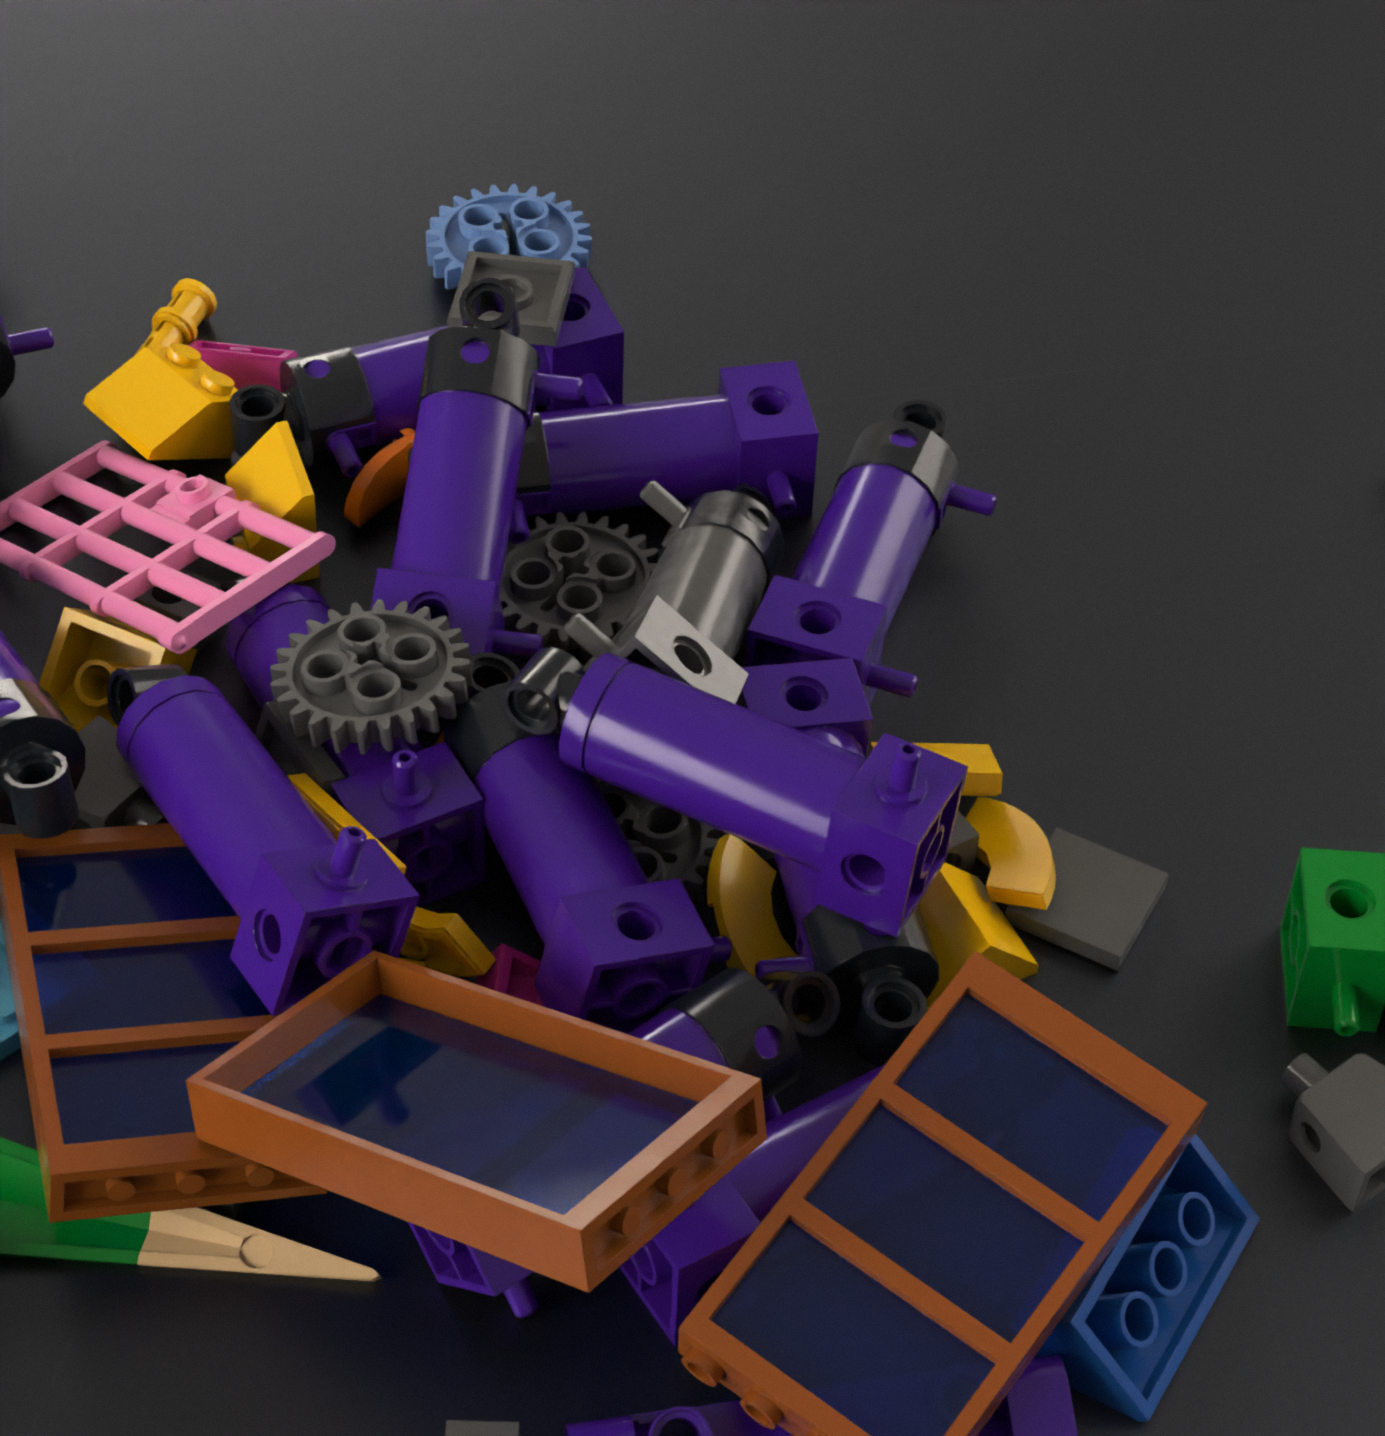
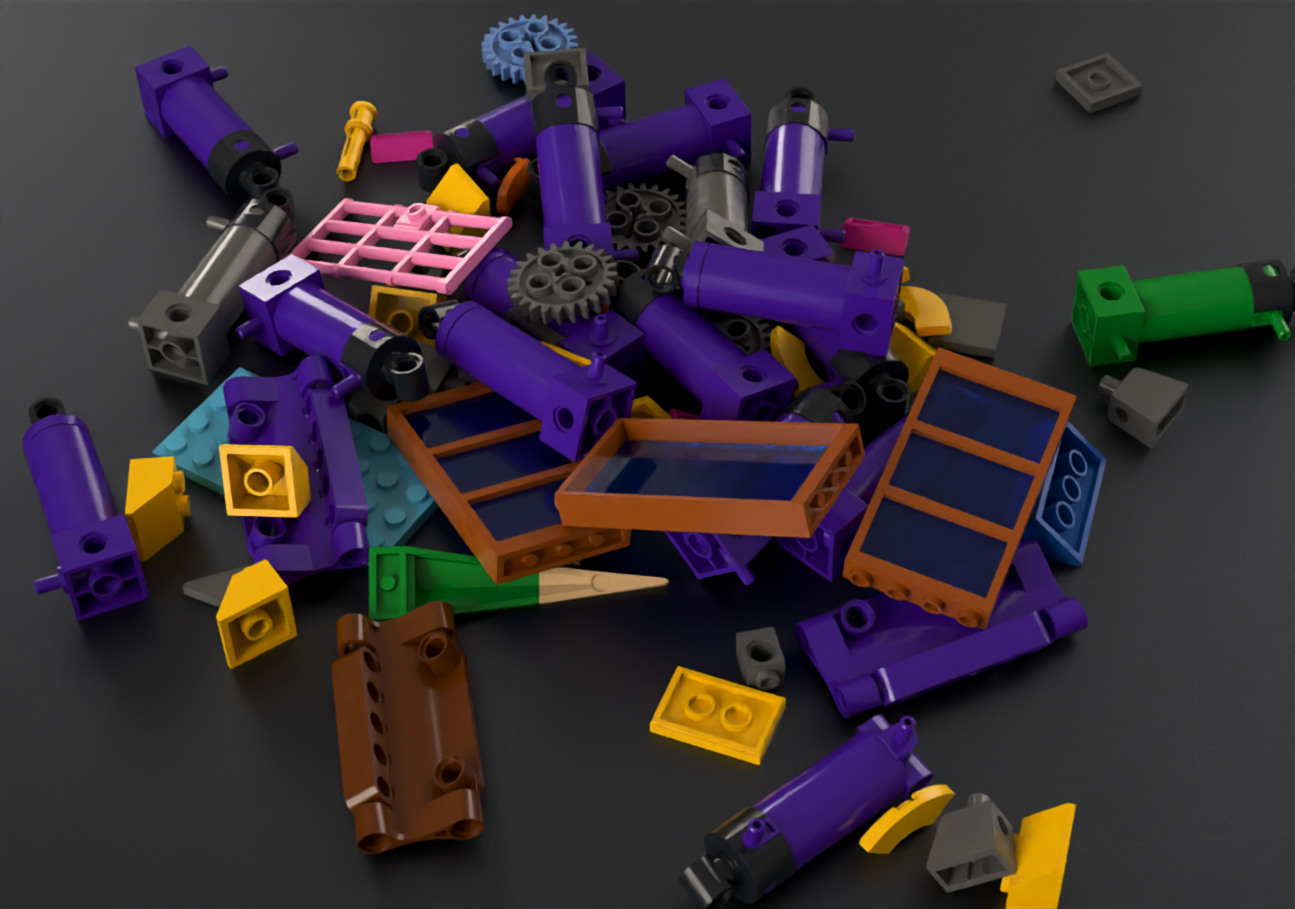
camera: 10 degrees left, 0 degrees up
(167, 405) = (378, 170): yellow slope -> none
(978, 695) = (873, 235): none -> dark pink slope

